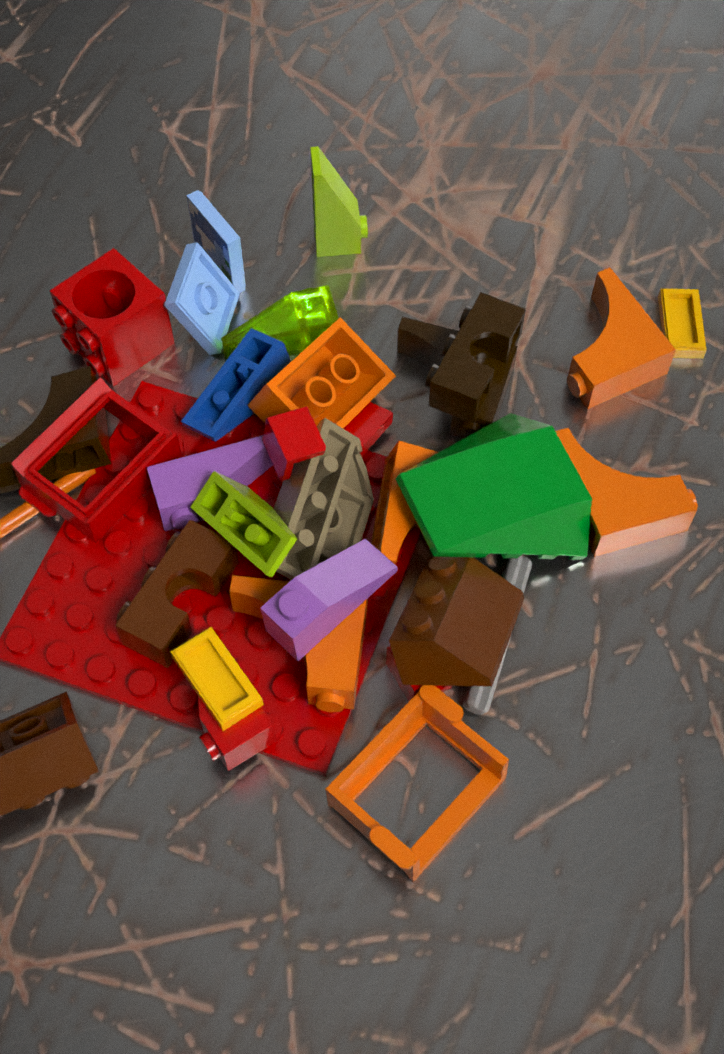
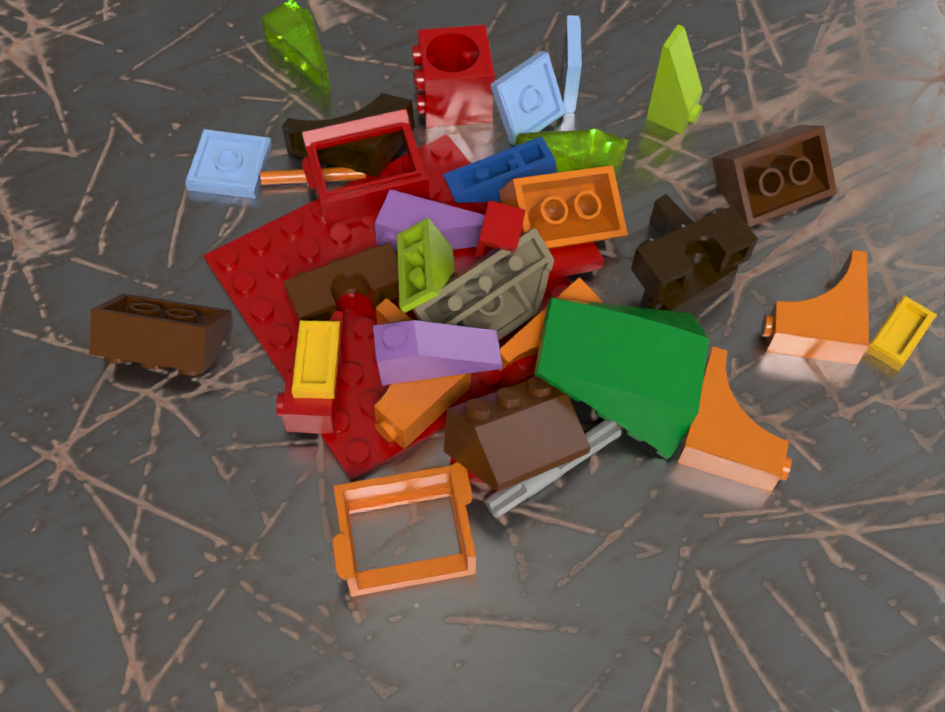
camera: 35 degrees right, 0 degrees up
(475, 241) = (776, 173): none -> reddish brown slope

